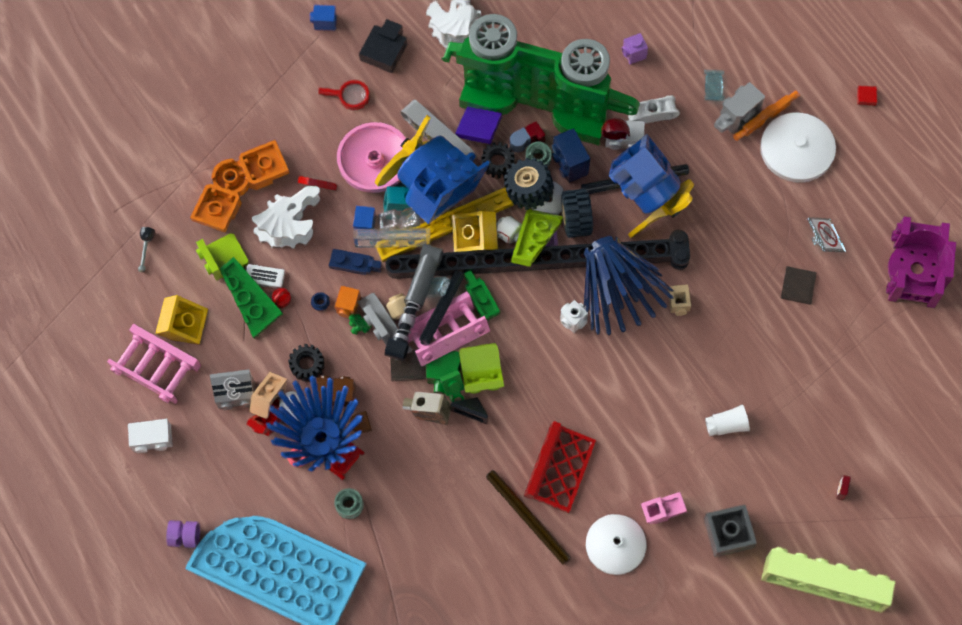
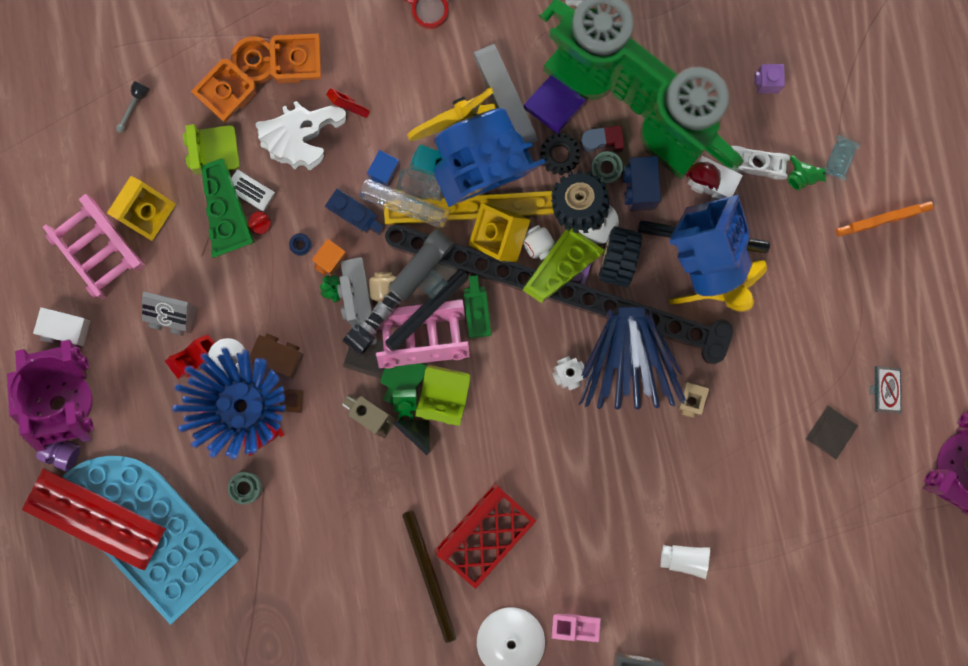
camera: 15 degrees right, 15 degrees up
(156, 474) = (31, 383): none -> magenta piece
(233, 573) = (94, 519): none -> red plate
(266, 394) = (201, 333): light nougat panel -> none
(303, 352) = (245, 310): black tyre -> none
(365, 154) = (418, 91): bright pink dish -> none
(691, 106) = (804, 174): none -> green animal
(740, 108) = (856, 203): light grey hinge -> none
(798, 147) = (903, 270): white dish -> none

